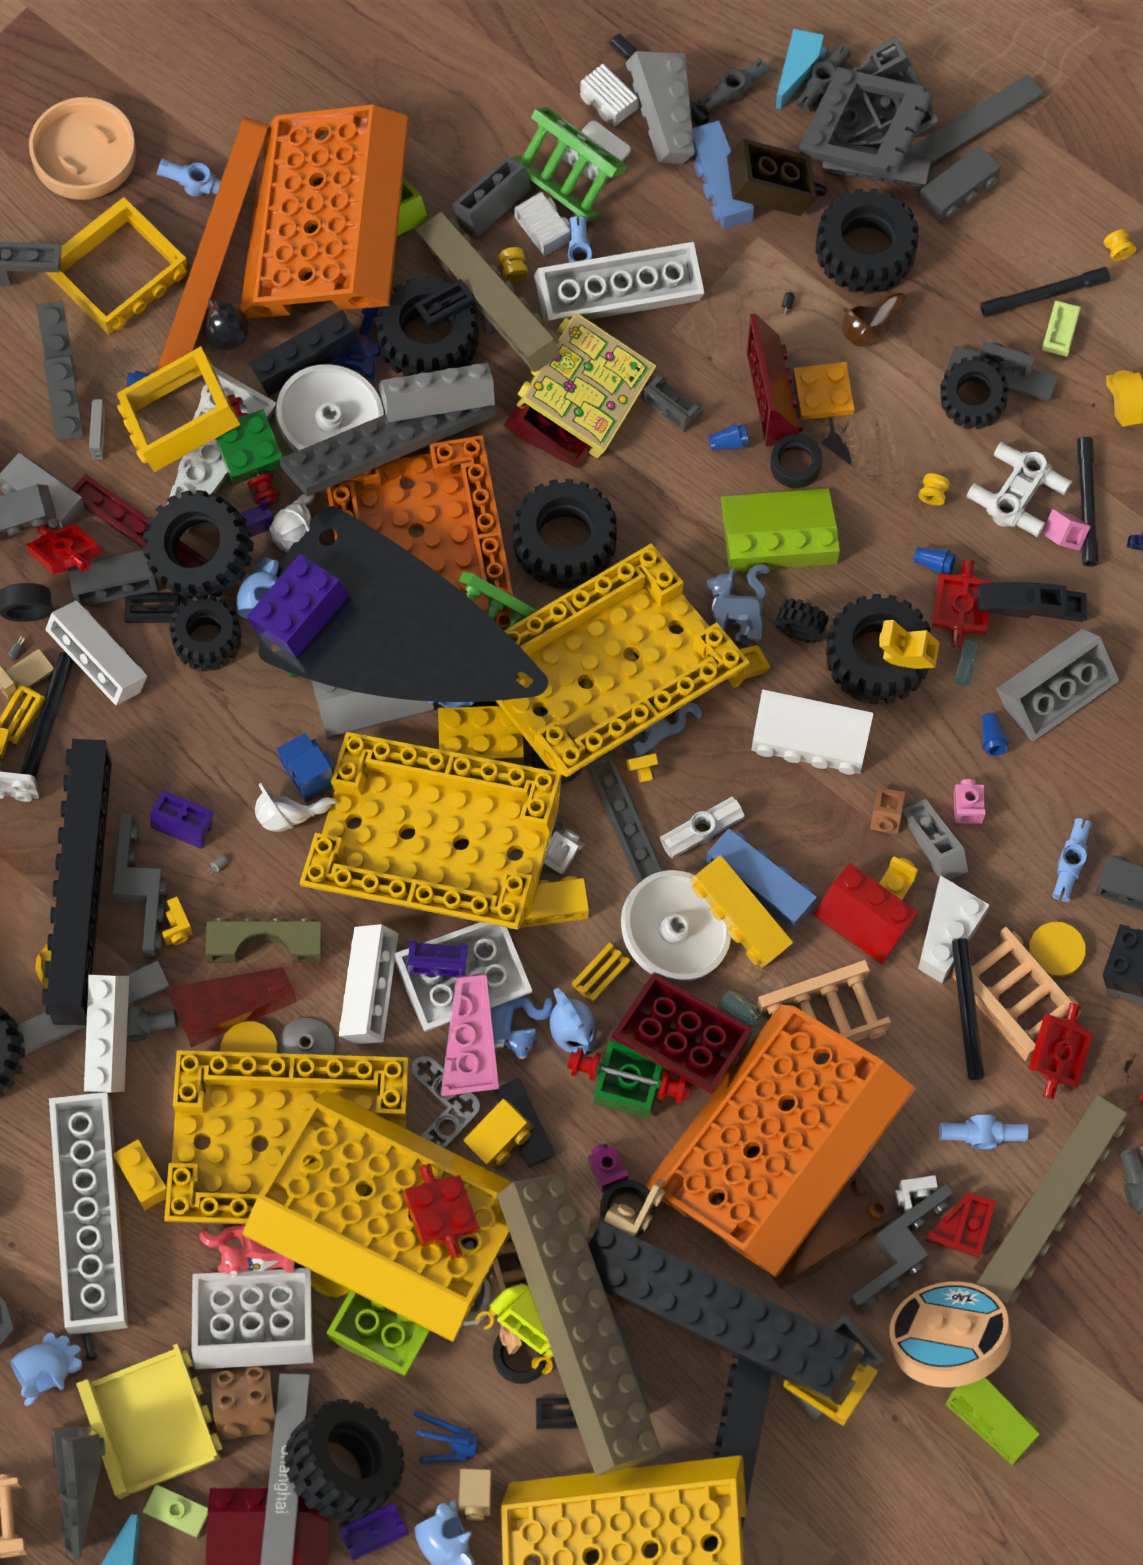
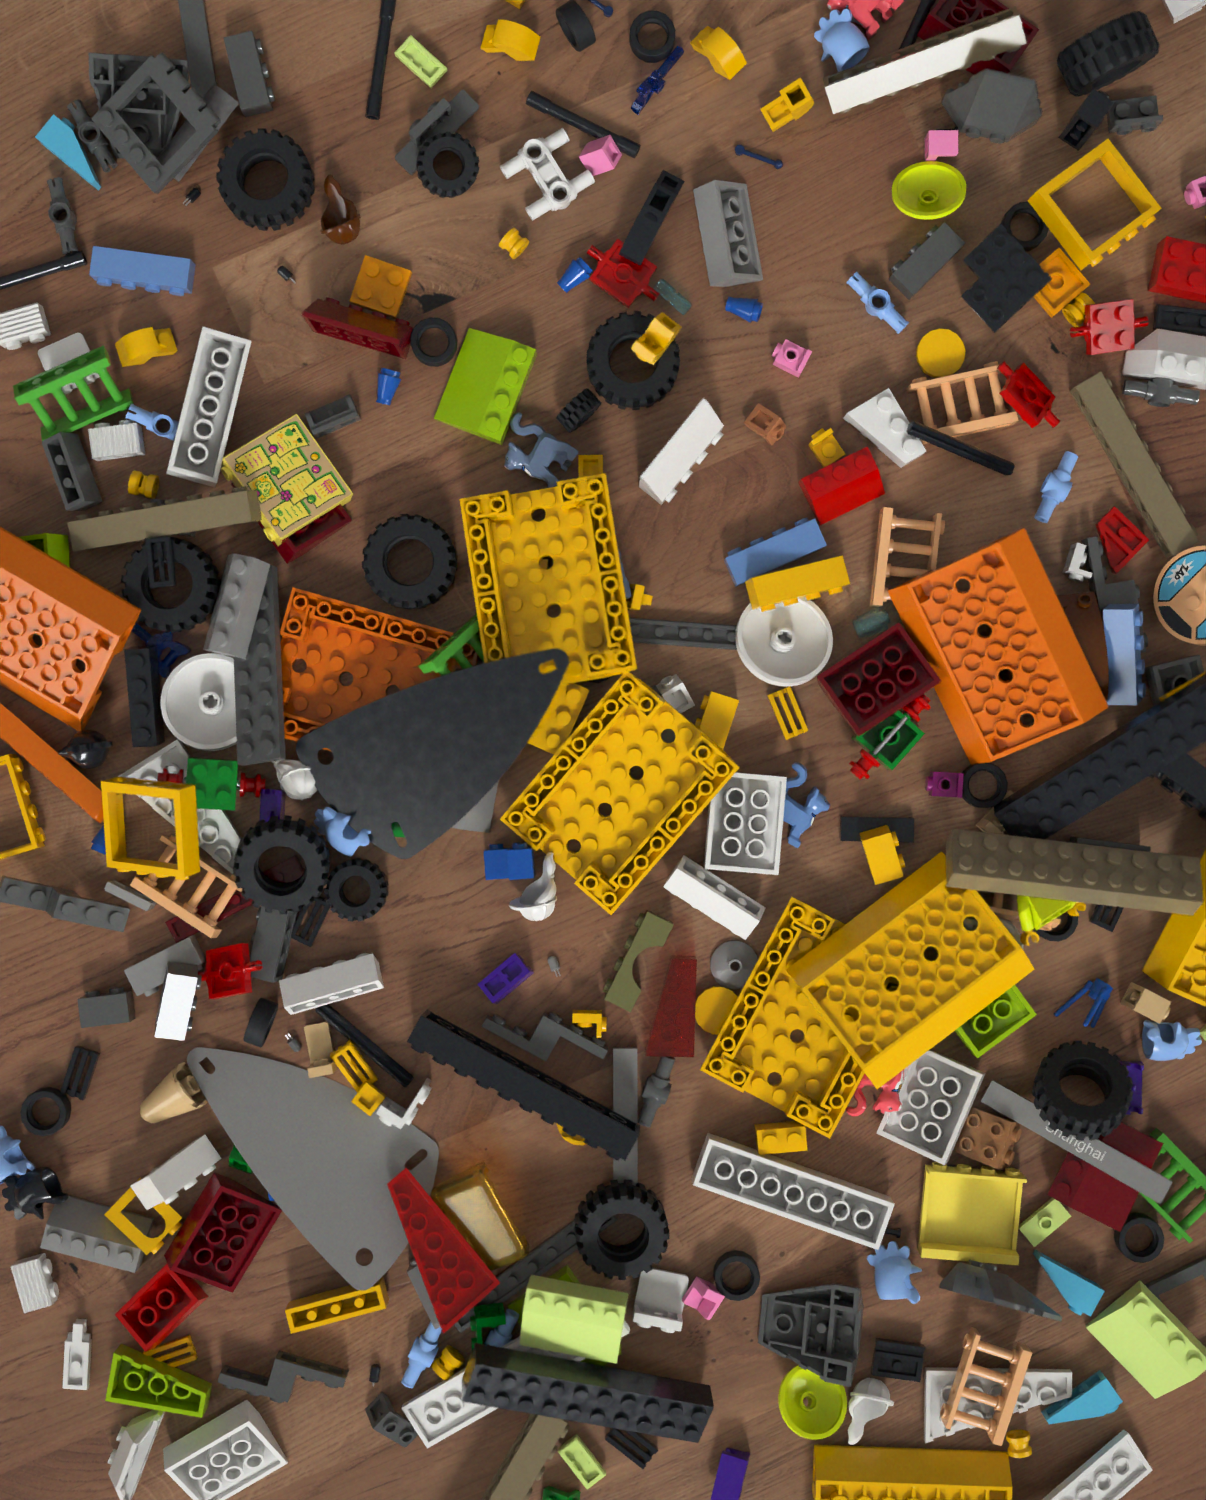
camera: 65 degrees left, 20 degrees up
(106, 1033) = (660, 1117): white brick -> none
(107, 485) = (188, 911): none -> light nougat fence
(298, 606) = (380, 811): dark purple brick -> none
(437, 959) = (728, 838): dark purple hinge -> none
(441, 1211) = (939, 935): red plate -> none
(453, 1112) = (843, 879): light grey beam -> none
(470, 1044) = (807, 845): bright pink wing -> none
(572, 1022) = (823, 756): light blue piece -> none
(626, 1220) = (1003, 791): tan bracket -> none
(649, 204) = (144, 344): none -> yellow brick
(665, 103) = (55, 282): light grey wedge -> none
(687, 836) = (710, 561): white piece -> none
(771, 177) = (170, 229): dark brown brick -> none
(843, 1277) = (1124, 653): none -> medium blue brick
(936, 840) = (809, 400): light grey slope -> none

